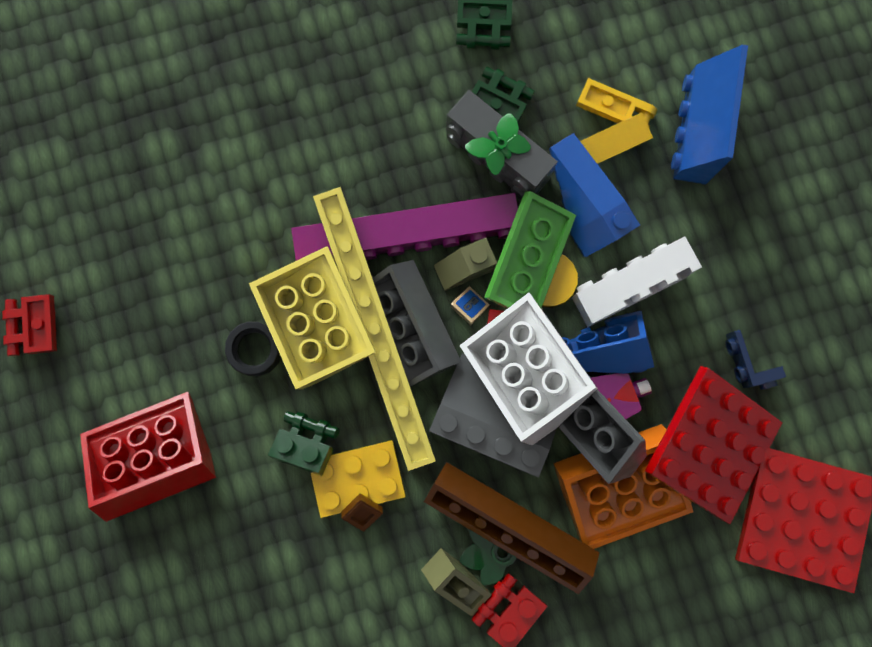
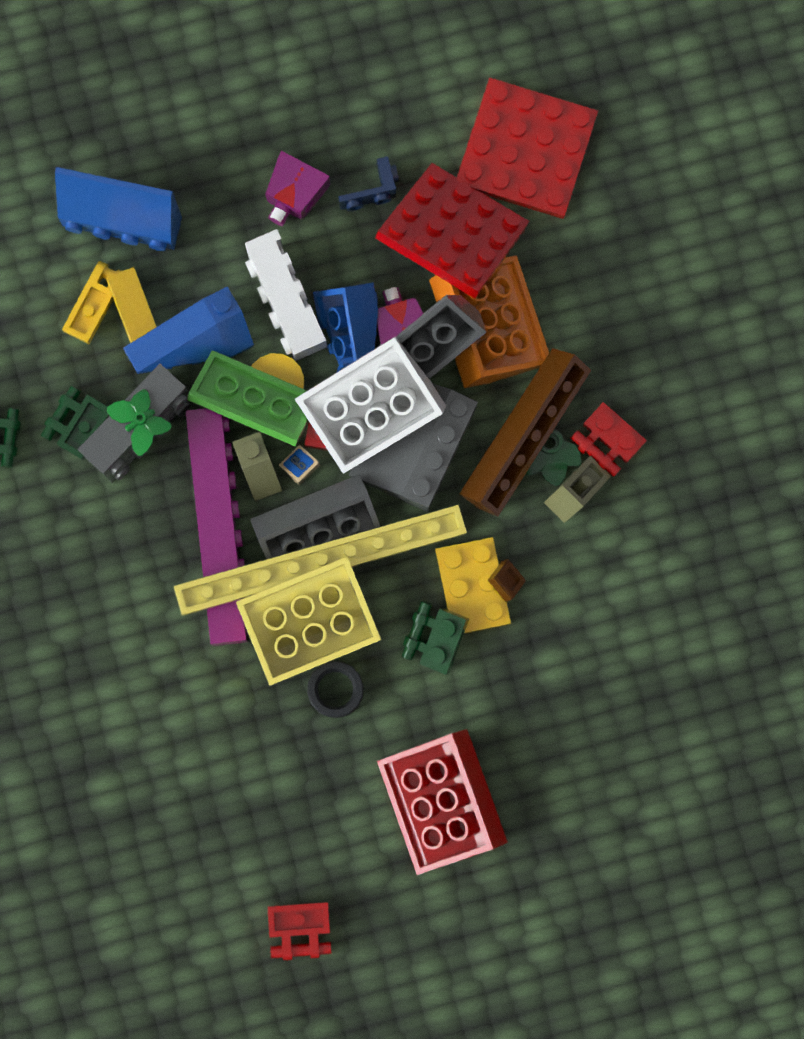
camera: 90 degrees left, 0 degrees up
(744, 287) = (294, 188): none -> magenta torso

